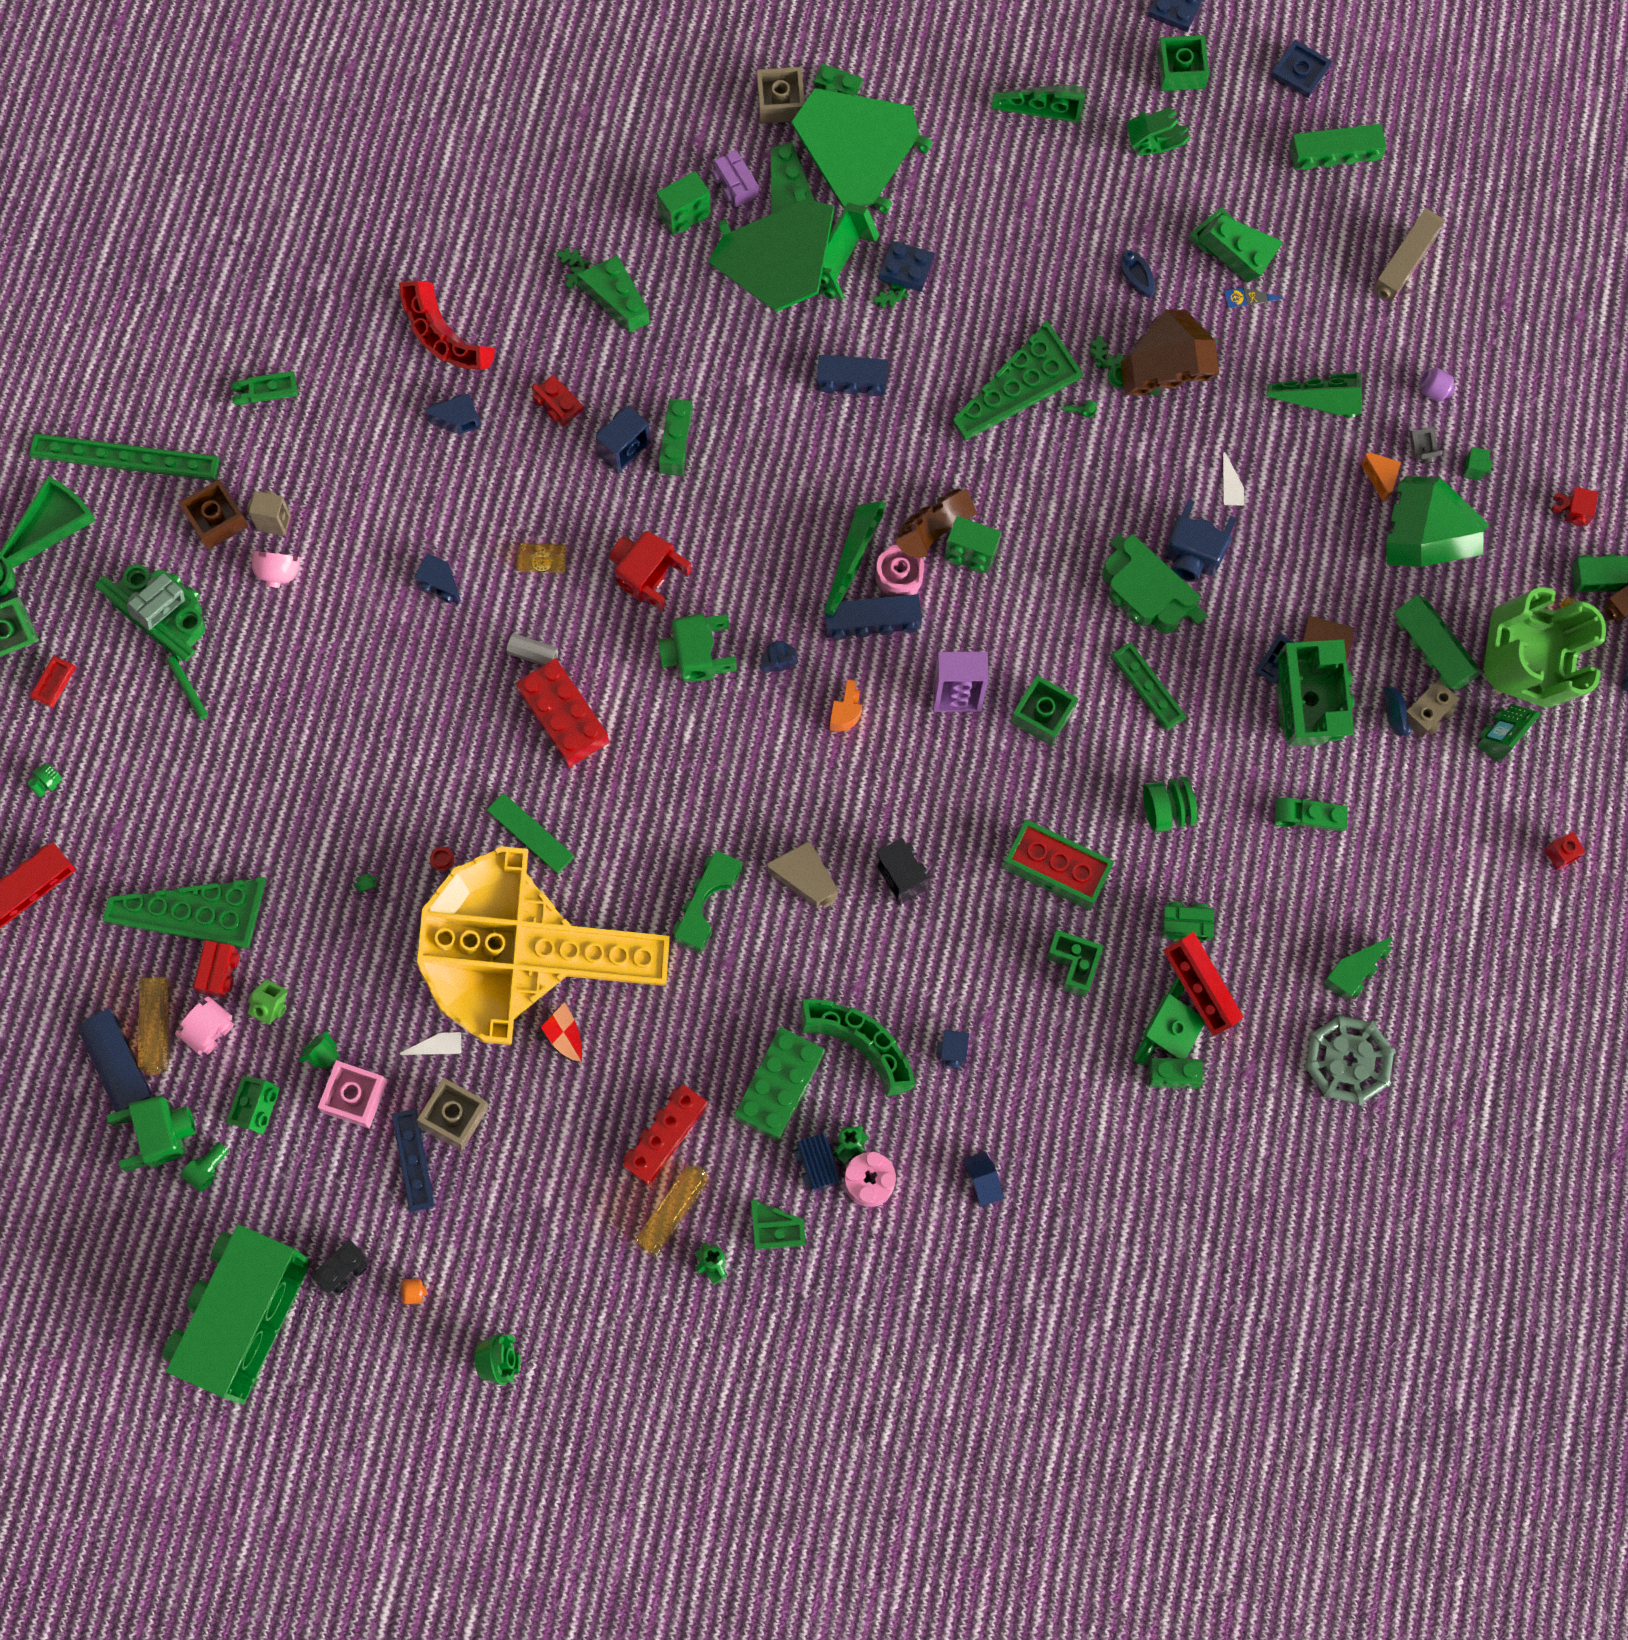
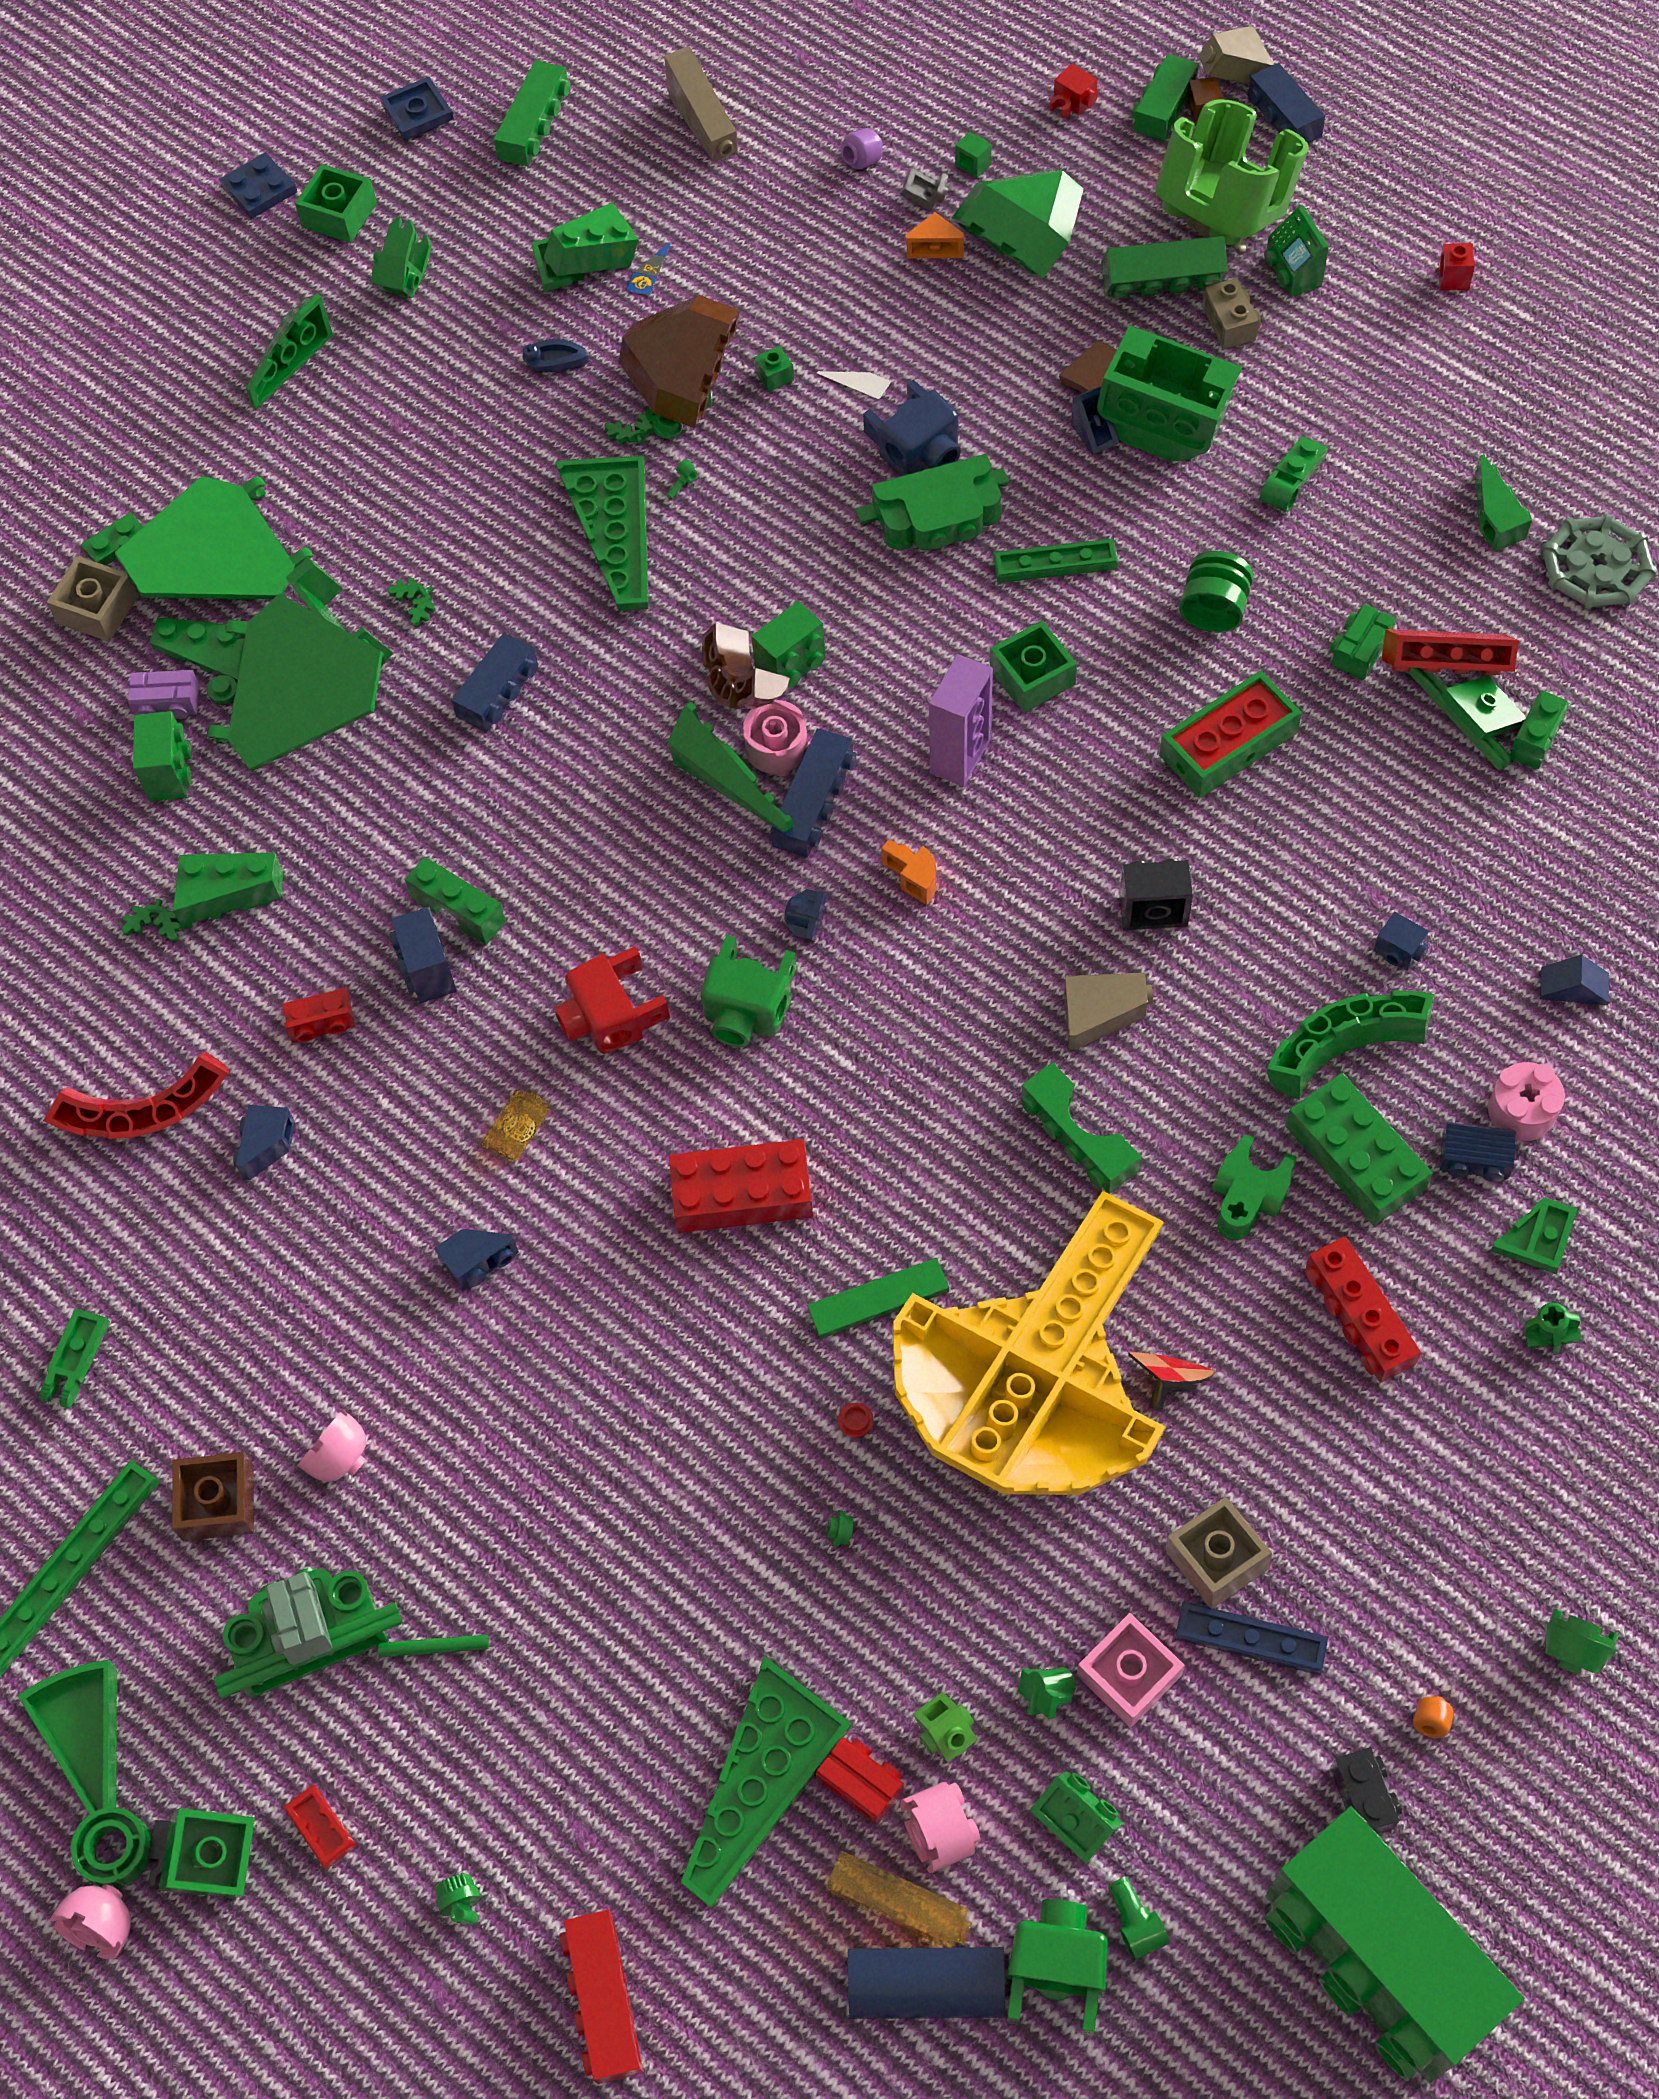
camera: 55 degrees left, 10 degrees down
(269, 513) = (257, 1421): dark tan brick -> none
(439, 1044) = (1105, 1537): white sticker -> none
(531, 649) = (636, 1187): light grey axle -> none
(672, 1210) = (1465, 1344): clear yellow brick -> none
(714, 1028) = (1249, 1190): none -> green piece
(759, 210) = (222, 689): none -> green plate
(850, 1143) = (1468, 1104): green piece -> none
(906, 266) = (395, 570): dark blue plate -> none
(1080, 957) = (1359, 761): green brick -> none
(1207, 427) = (774, 368): none -> green plate
(1335, 395) = (814, 239): green wedge -> none
(1396, 712) = (1218, 343): dark blue arm -> none

